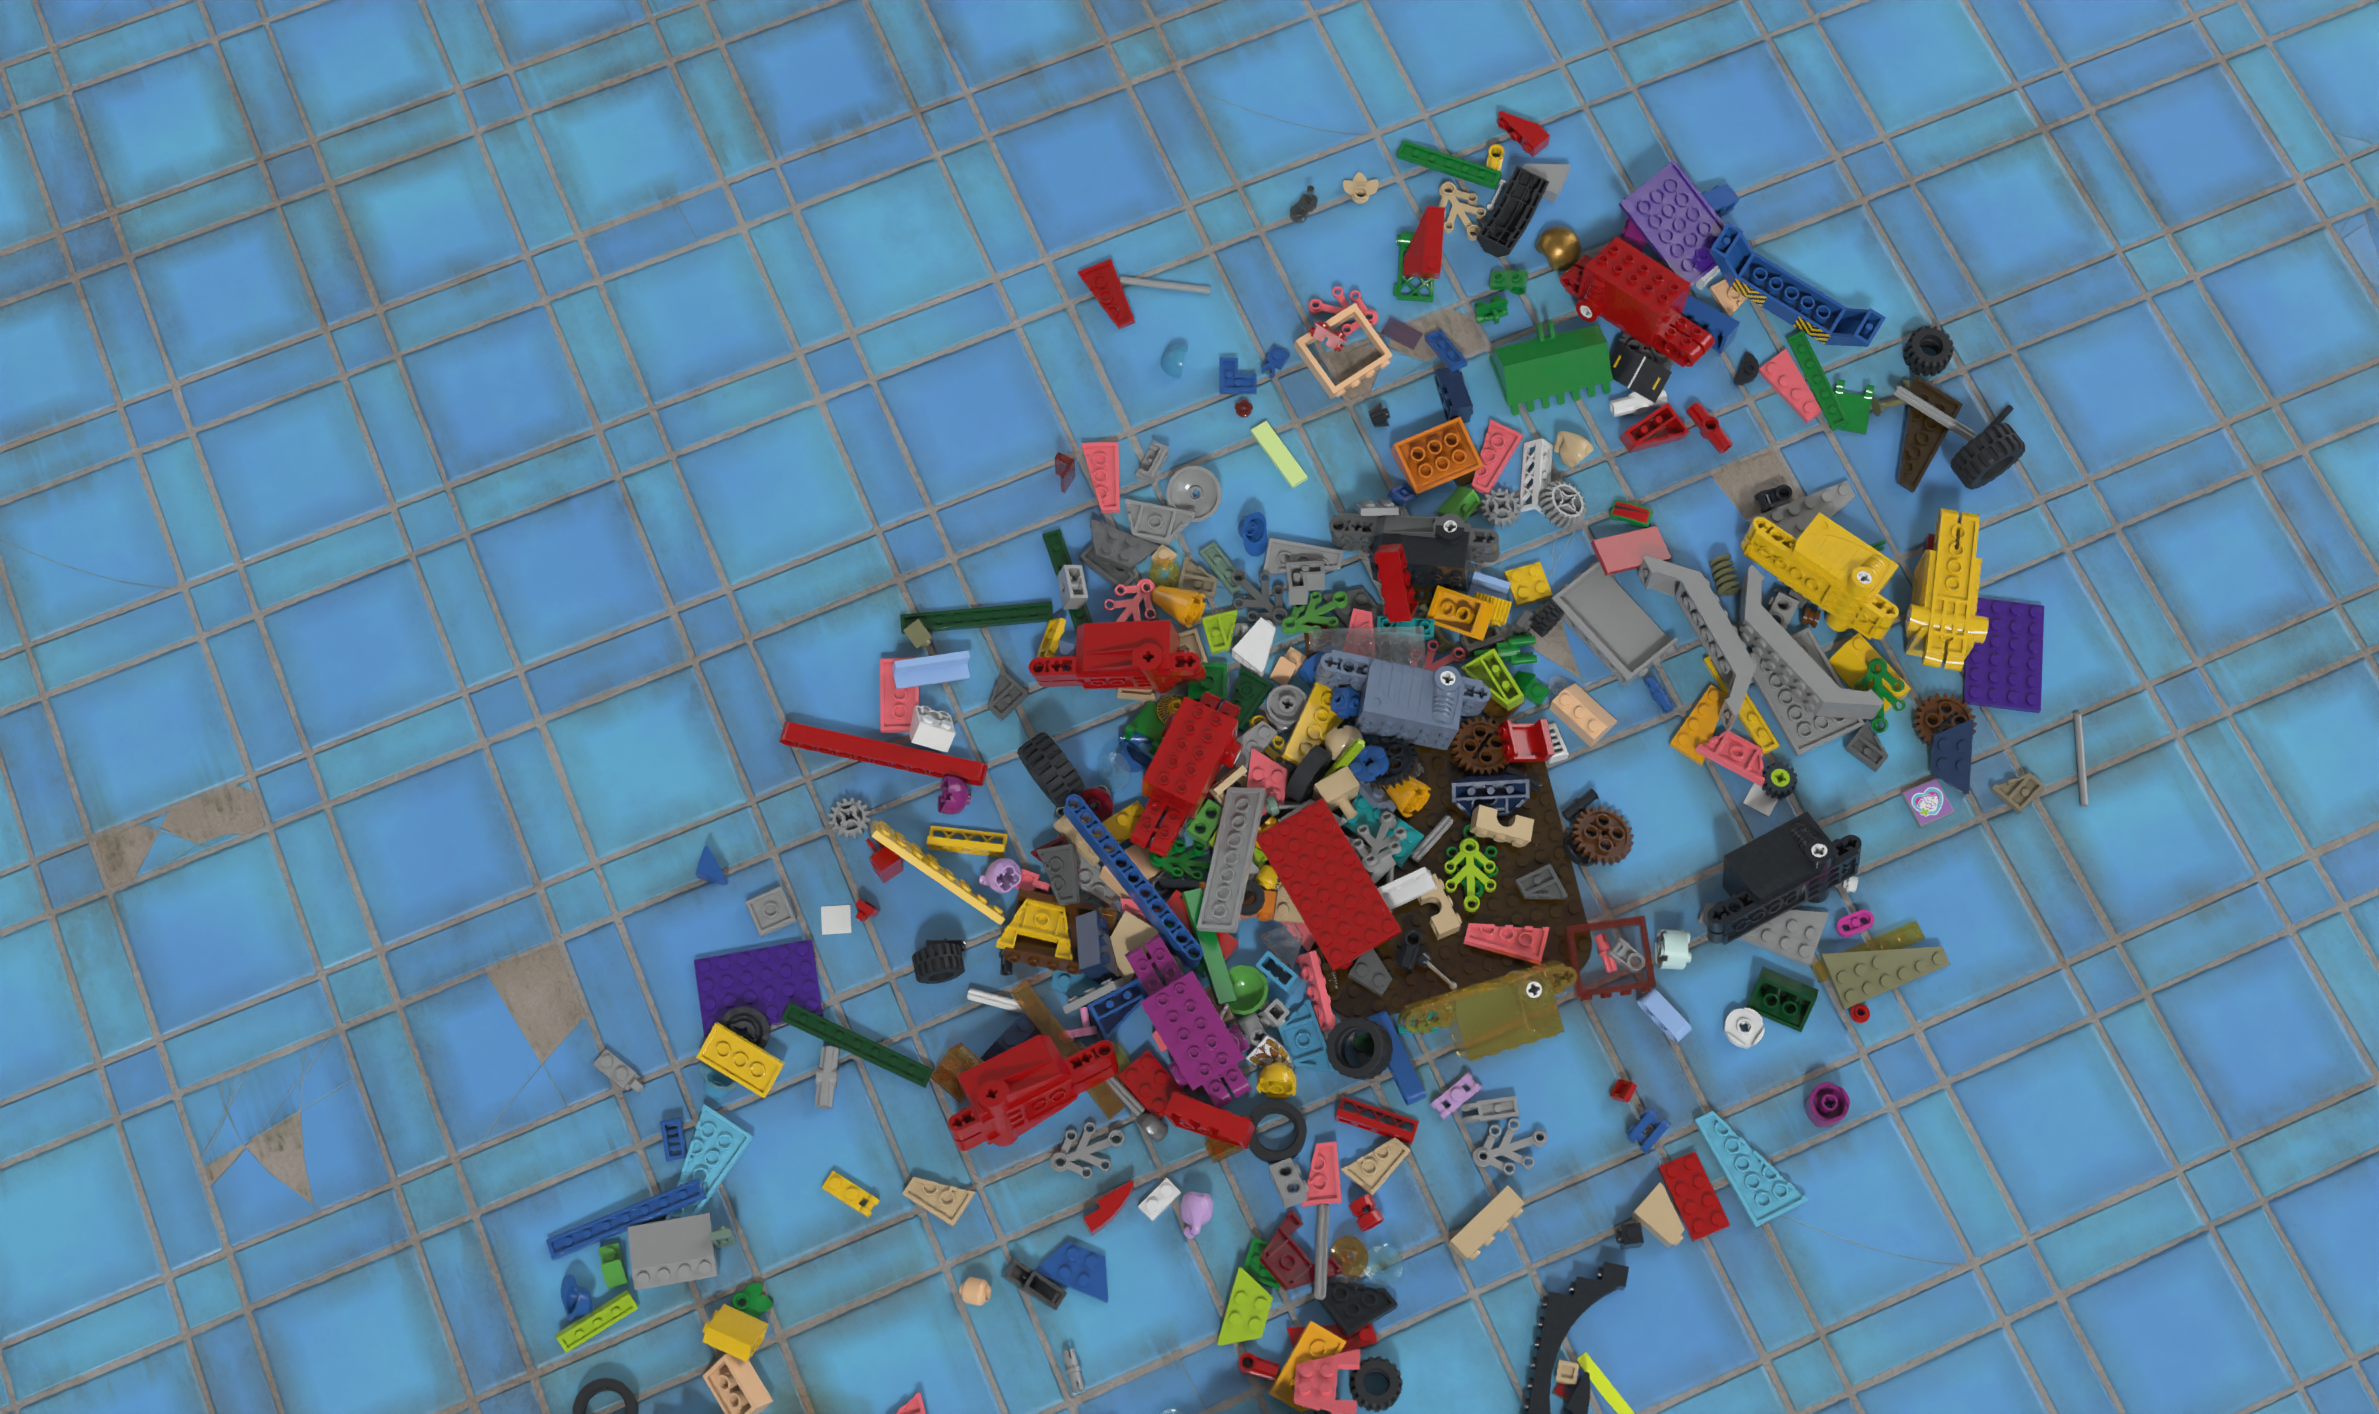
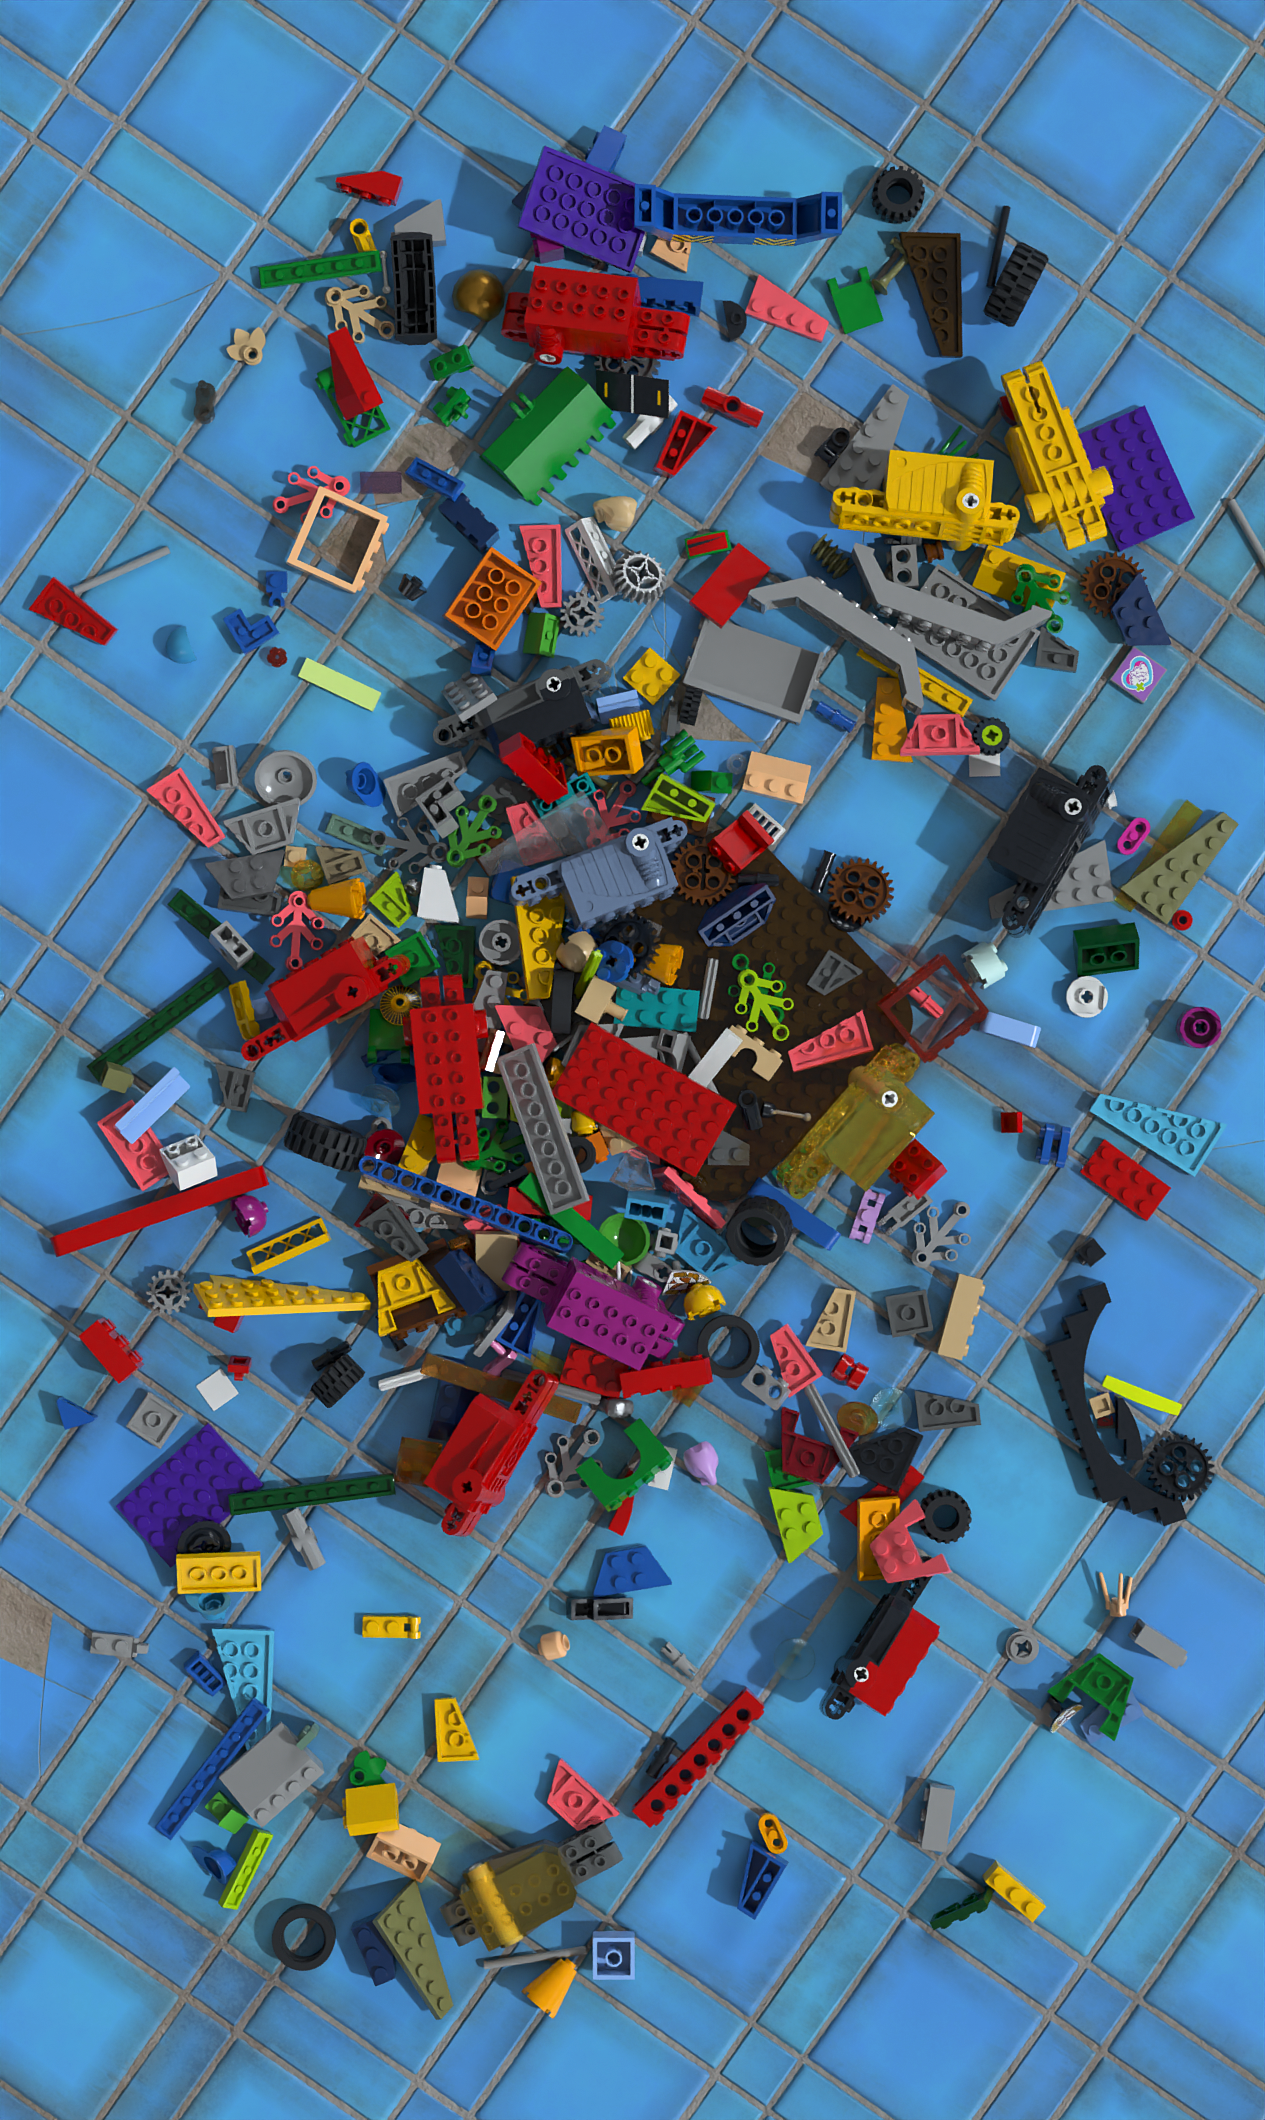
camera: 25 degrees left, 20 degrees up
(775, 833) = (112, 1349): none -> red brick
(843, 1313) = (452, 1734): none -> yellow wing
(938, 1199) = (471, 1585): tan wing -> none
(1001, 875) = (341, 1263): lavender piece -> none
(1030, 882) = (369, 1251): coral plate -> none
(1066, 469) = (148, 826): panel -> none
(1108, 1186) = (613, 1491): none -> green arch
(1260, 1367) = (837, 1561): red piece -> none
(1271, 806) = (547, 1054): sand green tile -> none
(1334, 338) = (324, 537): hinge -> none
(1345, 702) = (555, 912): blue brick -> none
(1372, 860) = (666, 1031): light grey plant -> none
(1375, 1125) = (811, 1288): red fence -> none
(1425, 1297) = (942, 1412): none -> dark grey wing
(1444, 1196) = (908, 1313): none -> dark grey plate
(1485, 824) = (782, 936): tan arch -> none
(1520, 1078) = (916, 1169): none -> red brick
(1625, 955) = (945, 1002): light grey piece -> none
(1659, 1217) = (1105, 1218): tan slope -> none
(1817, 380) = (808, 291): green tile -> none
(1934, 413) = (945, 263): light grey axle -> none
(2019, 791) = (1216, 613): dark tan wing -> none

